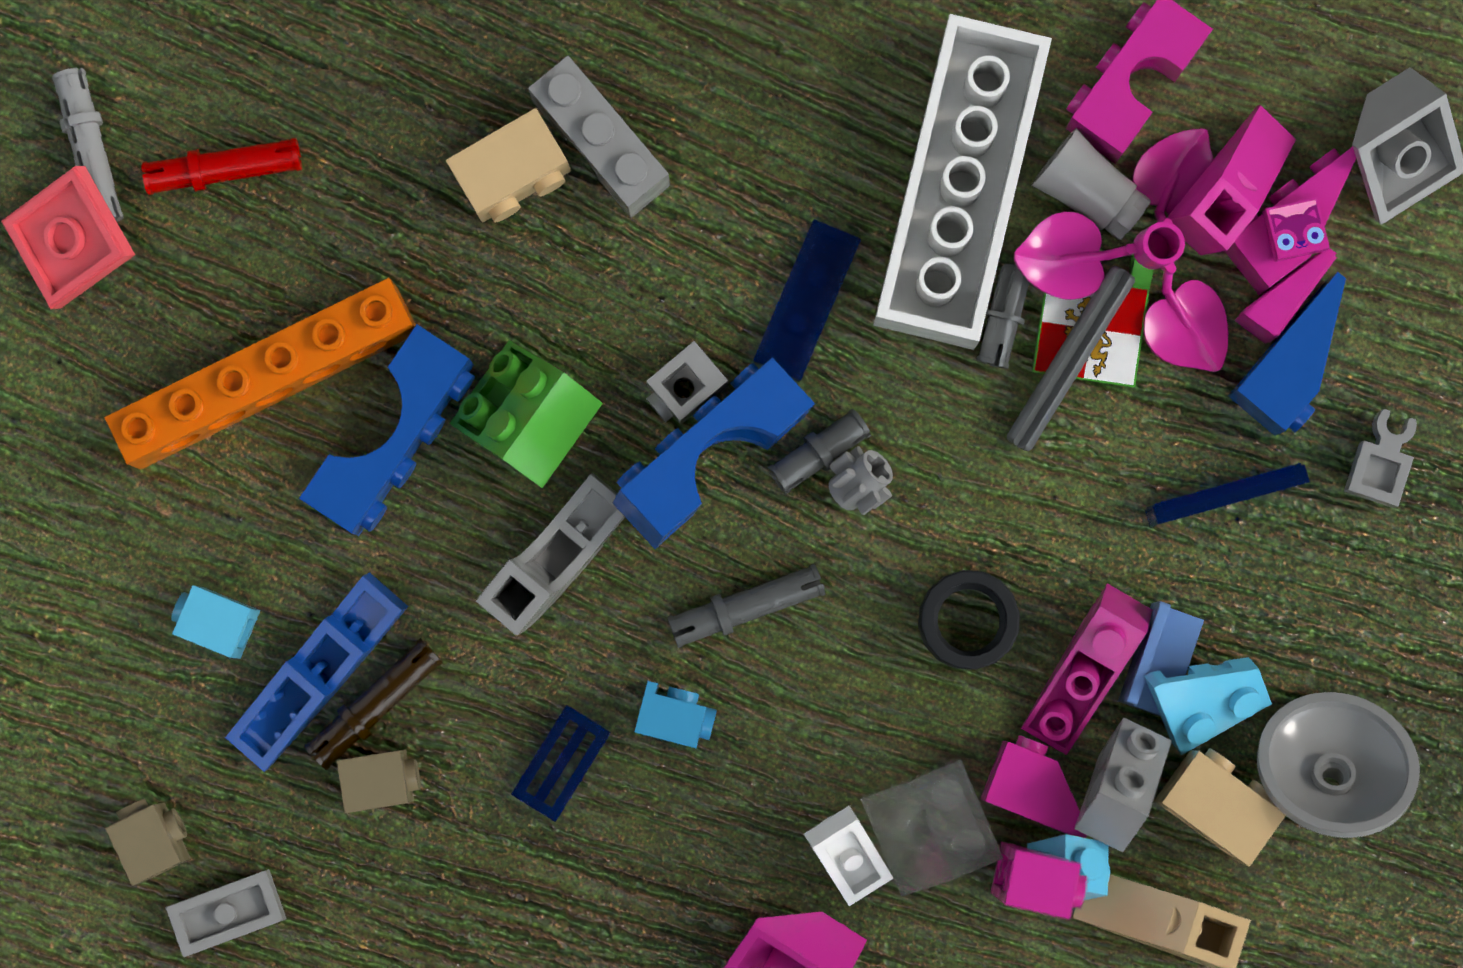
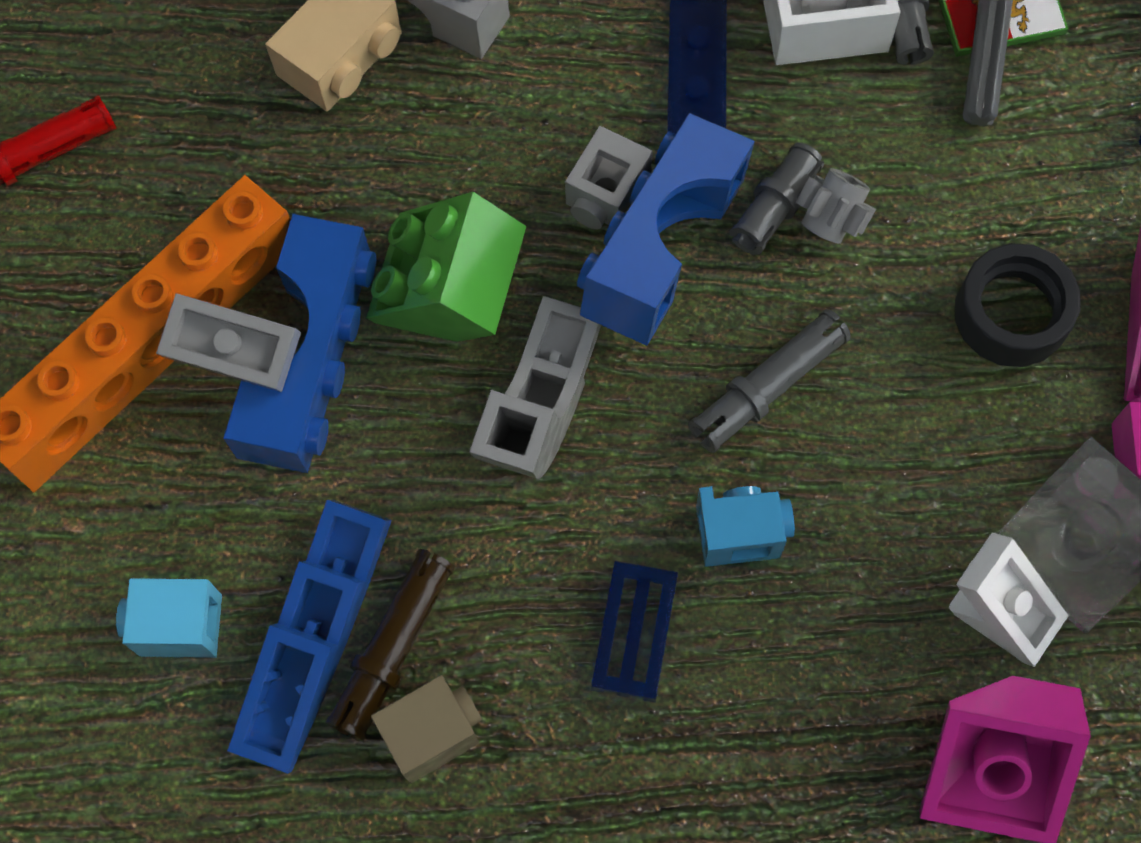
camera: 20 degrees left, 15 degrees down
(327, 425) = (228, 342): none -> light grey plate

